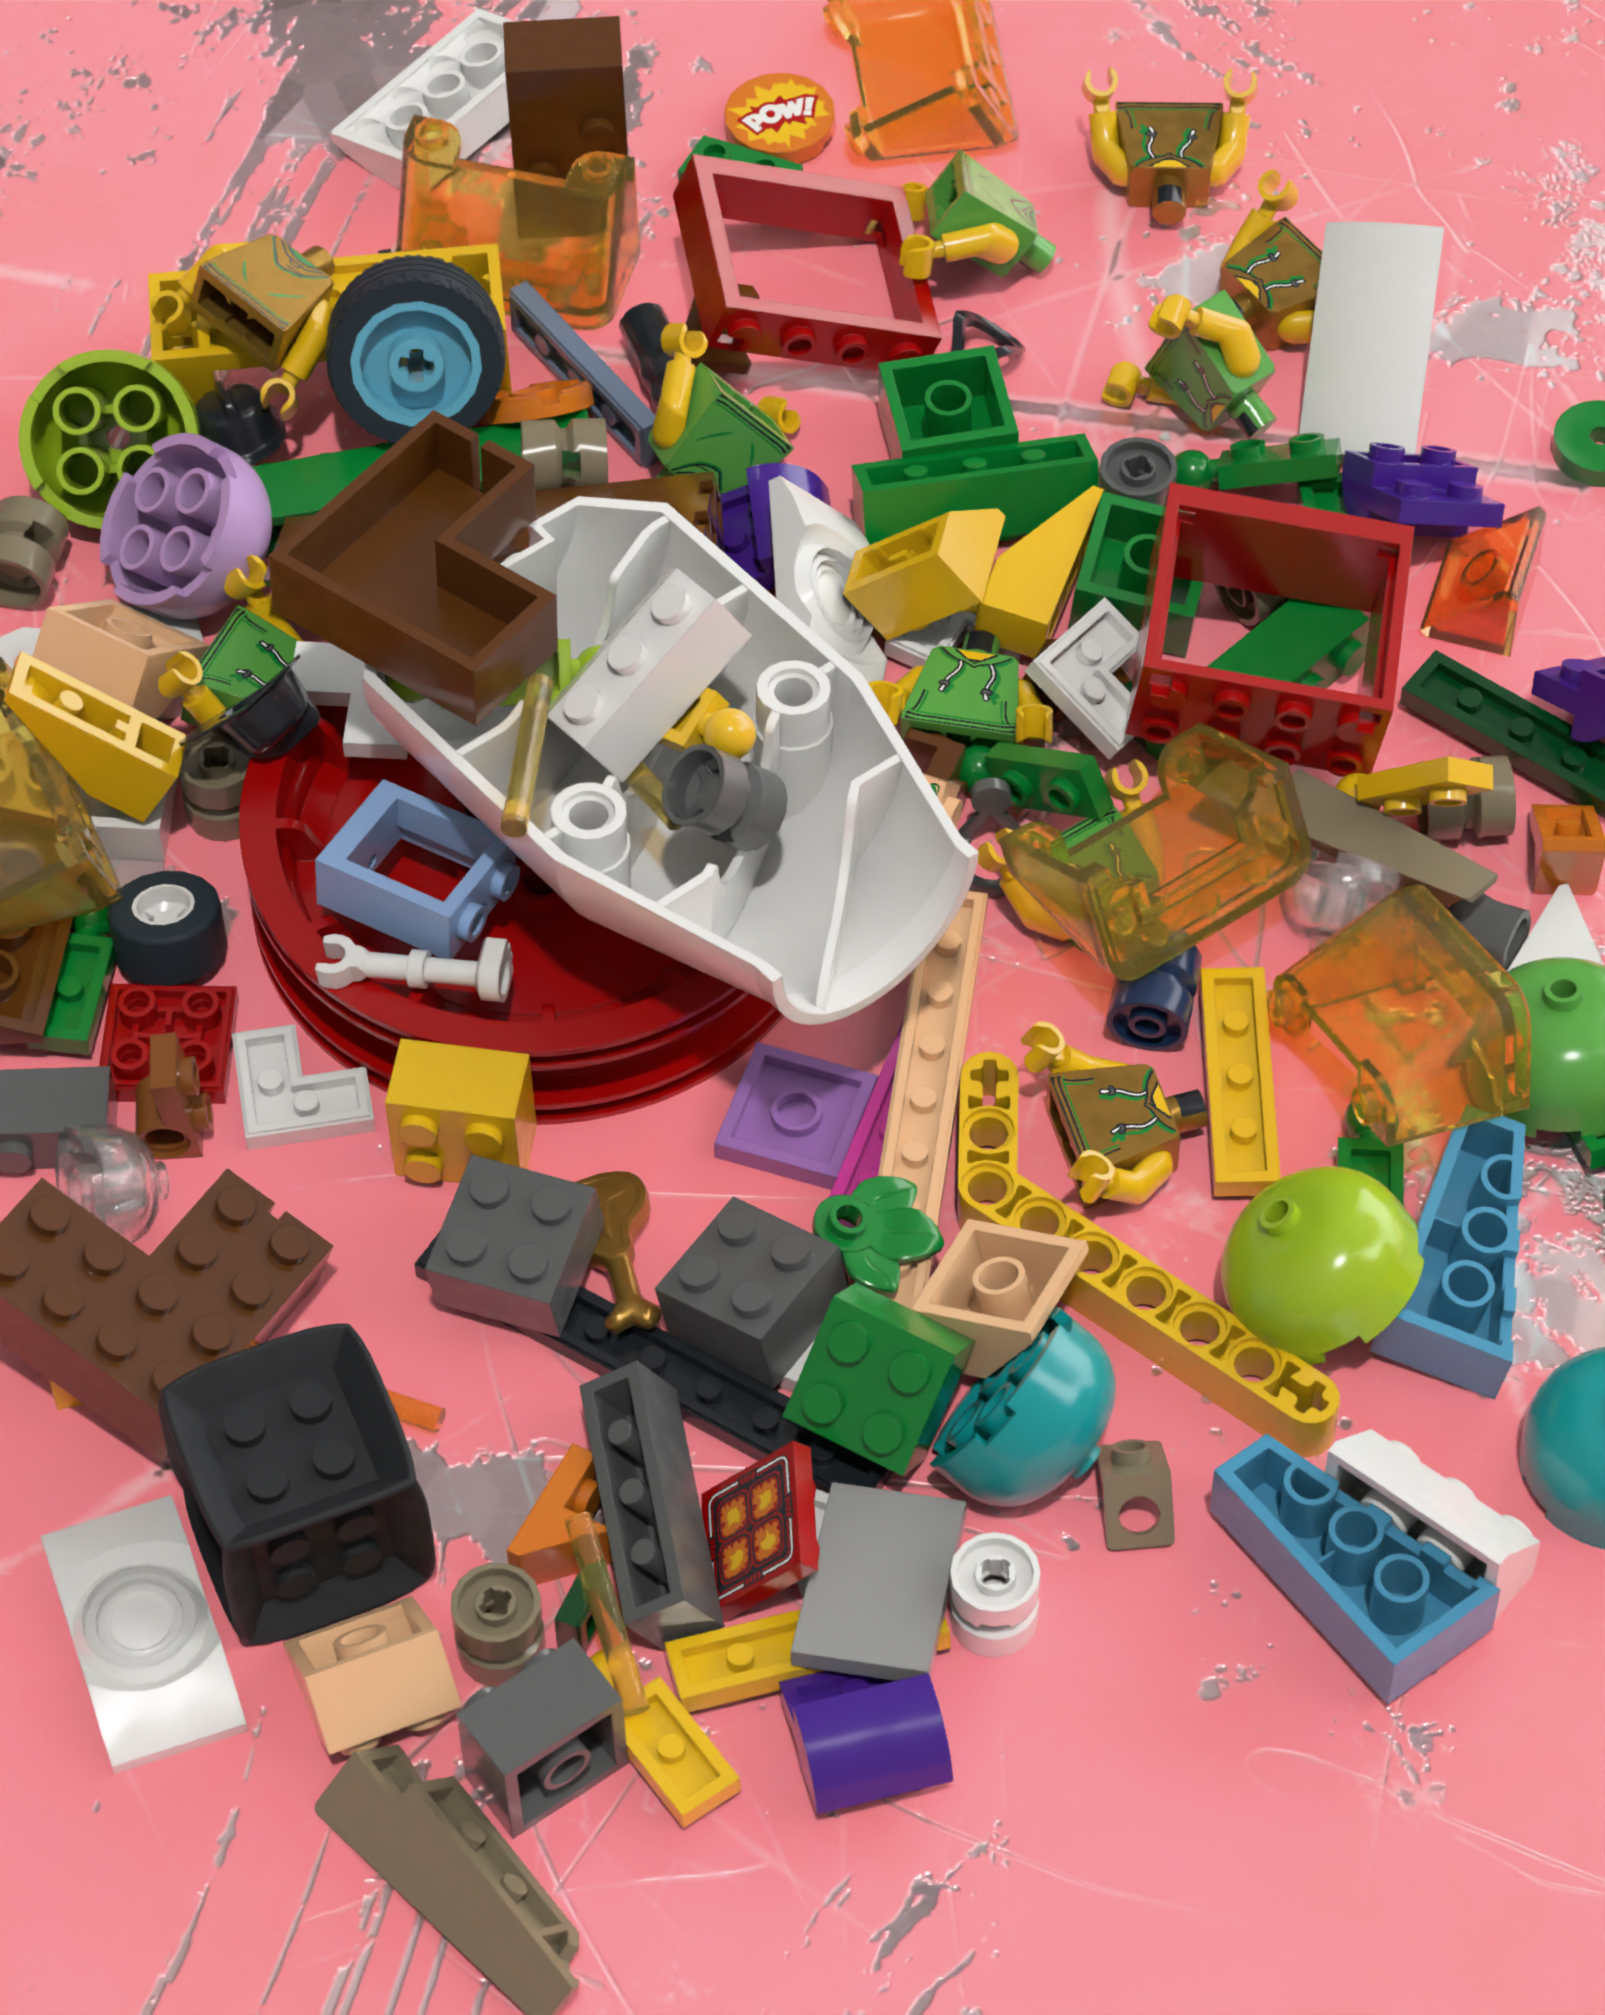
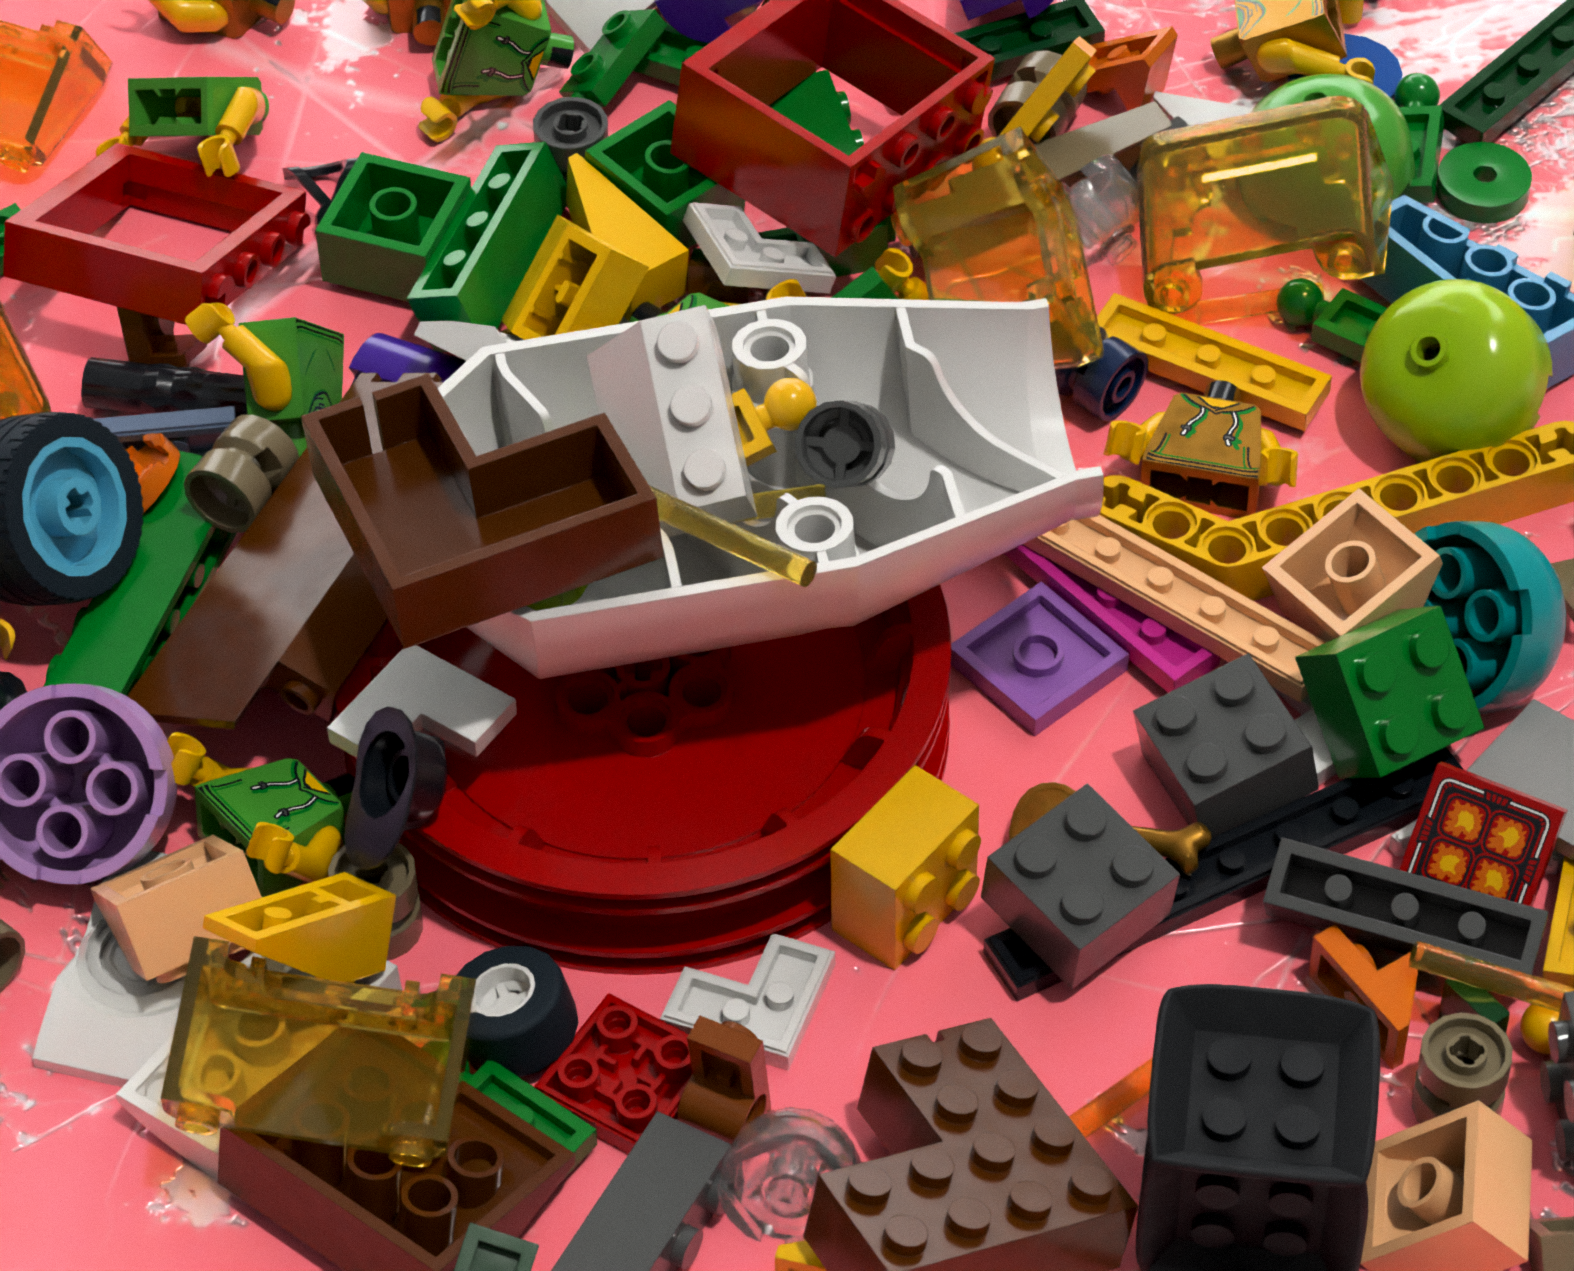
camera: 60 degrees left, 5 degrees down
(394, 813) = (687, 785): light blue window -> none
(489, 974) = (820, 743): white piece -> none
(883, 1233) = (1235, 626): green plate -> none

